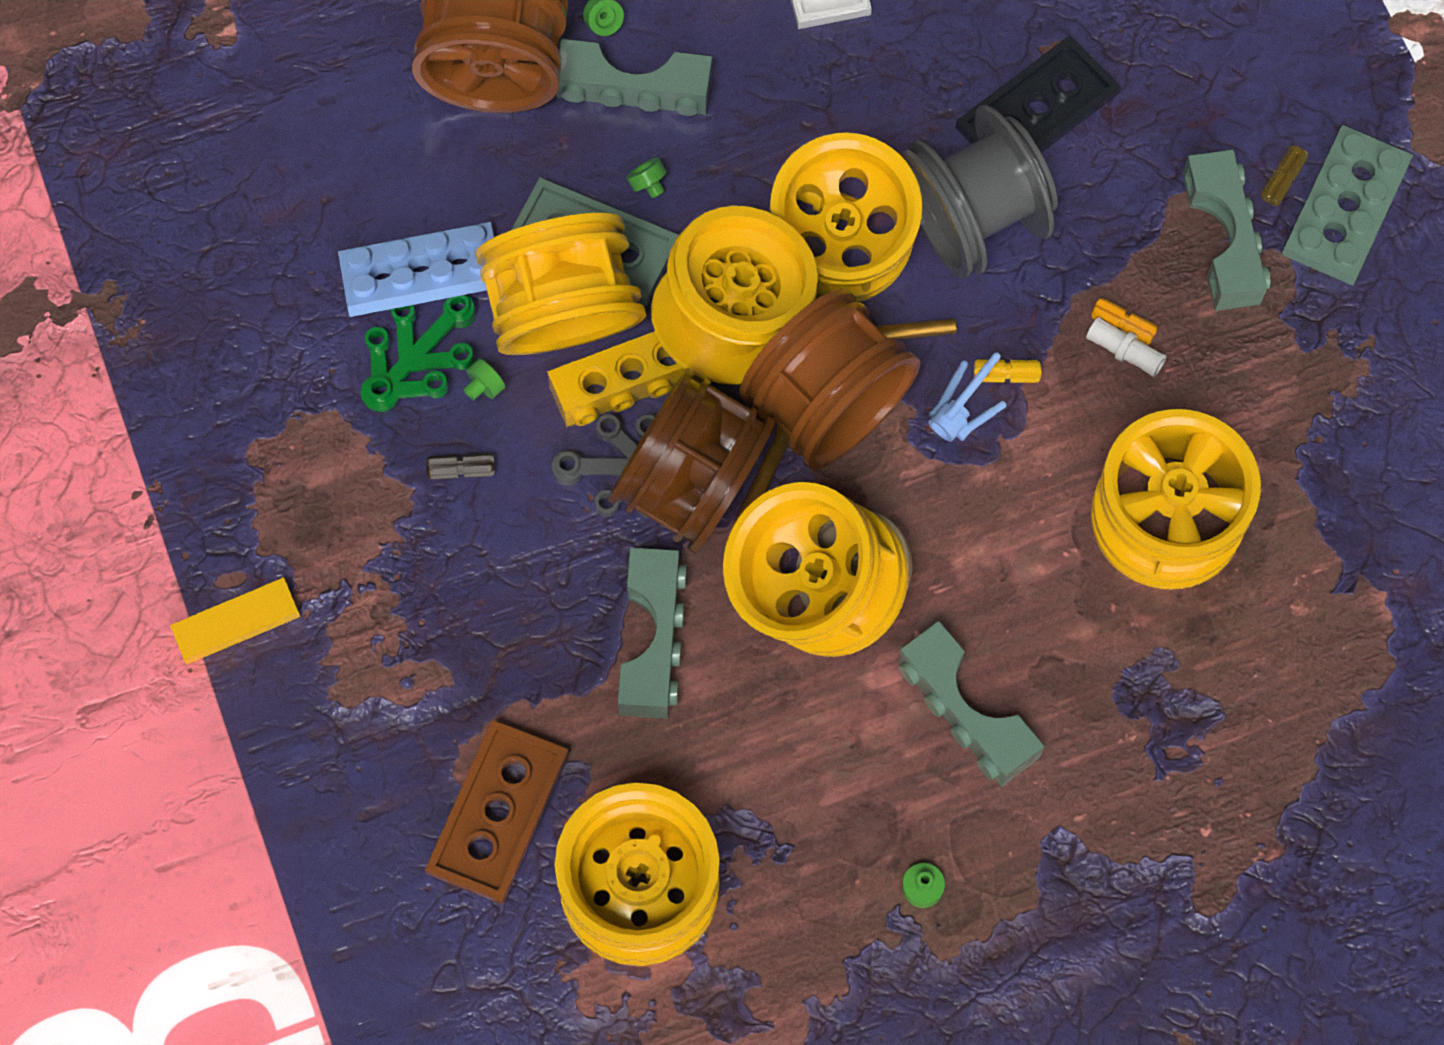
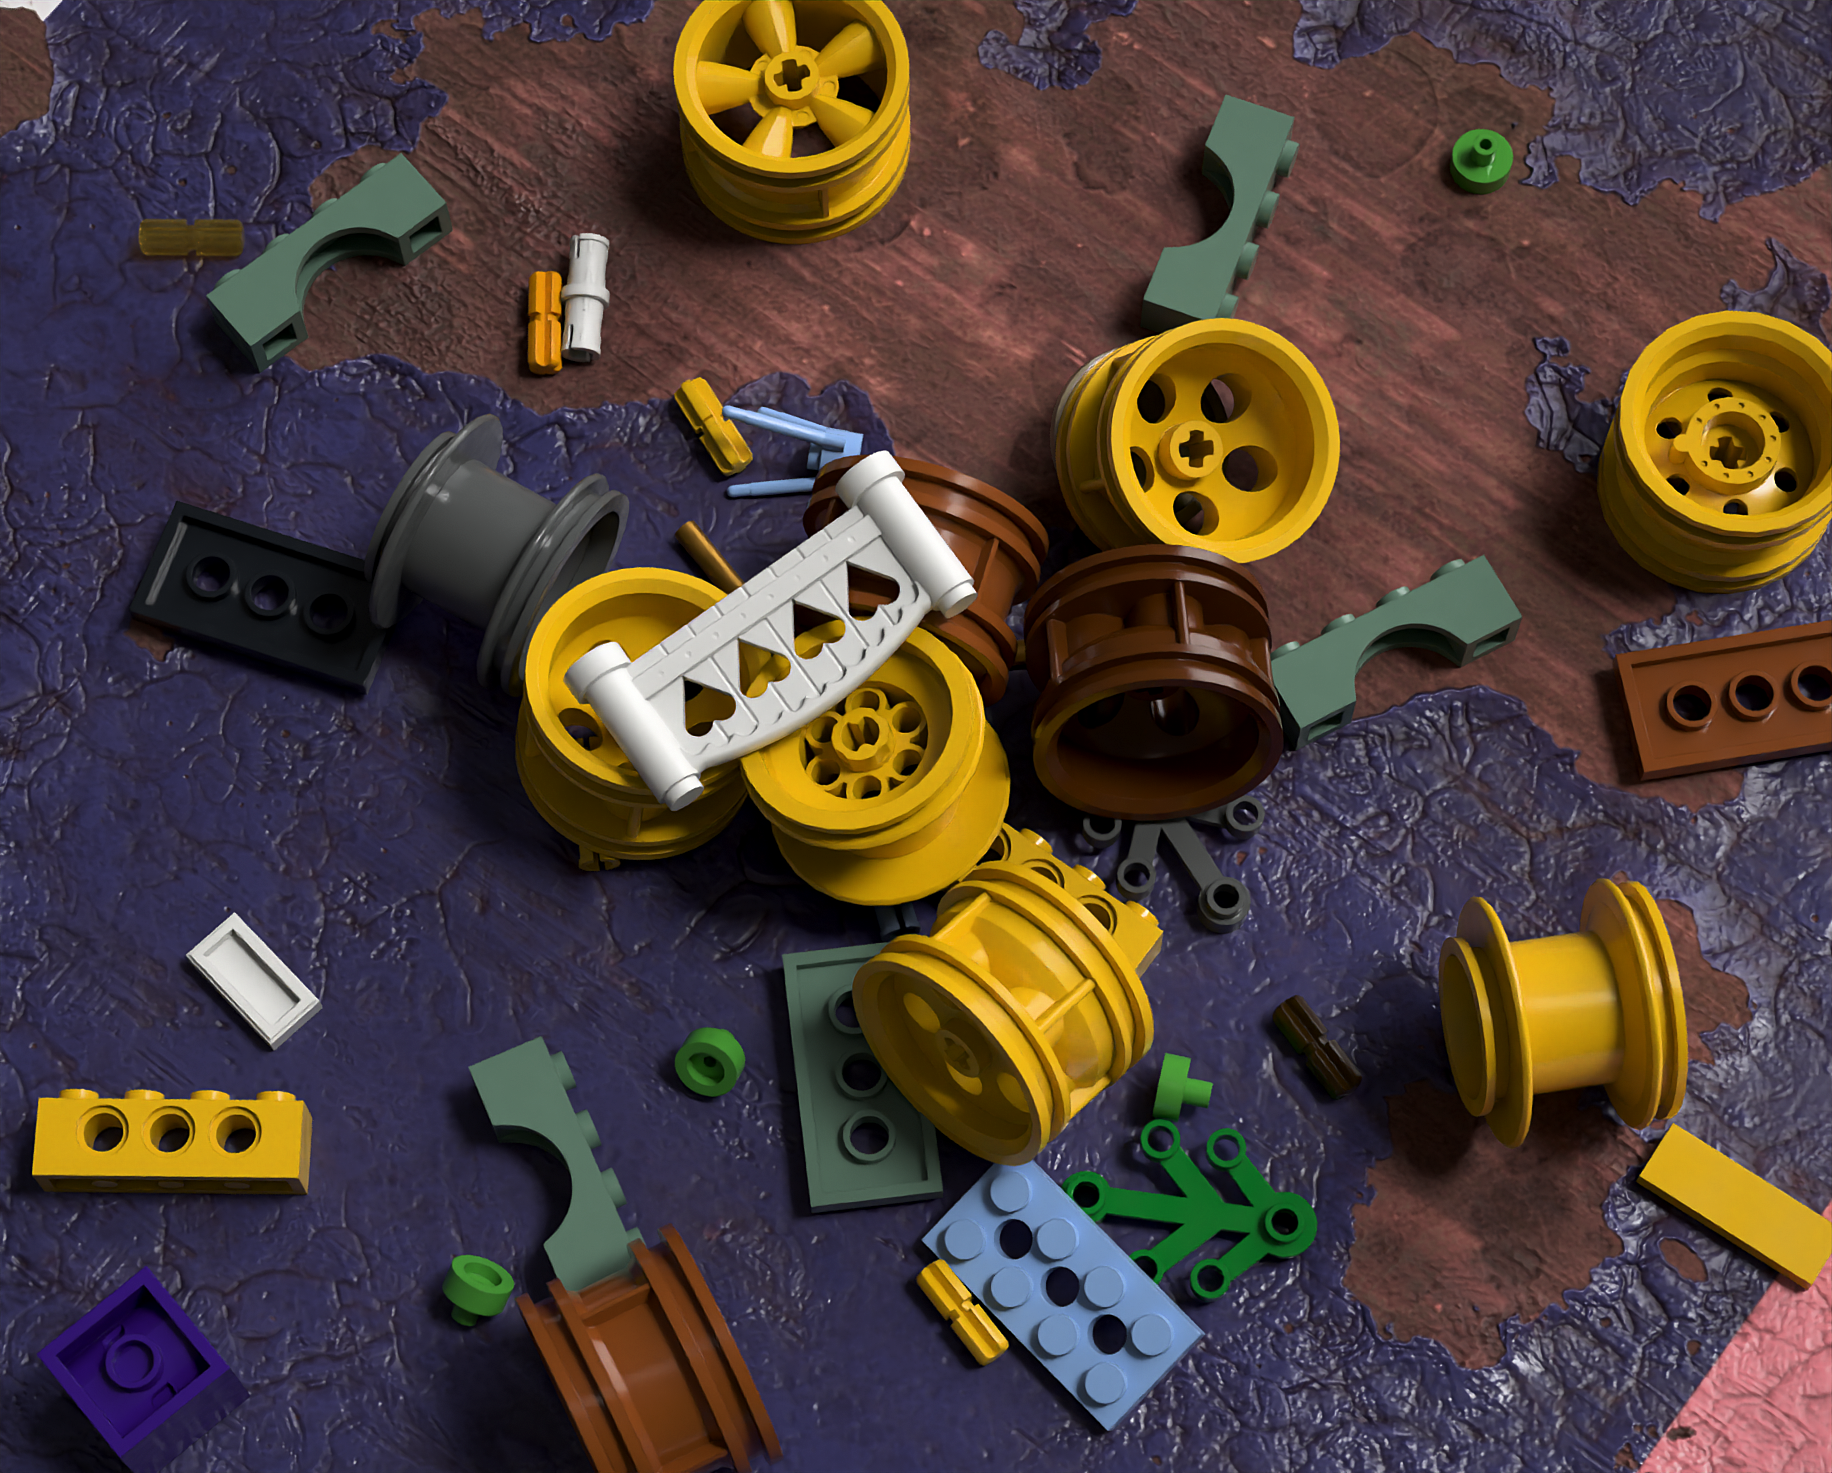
camera: 120 degrees left, 0 degrees up
(377, 559) = (1566, 1012): none -> yellow wheel
(432, 222) = (969, 1321): none -> yellow piece
(840, 326) = (646, 698): none -> white piece
(1357, 227) = (164, 114): sand green plate -> none

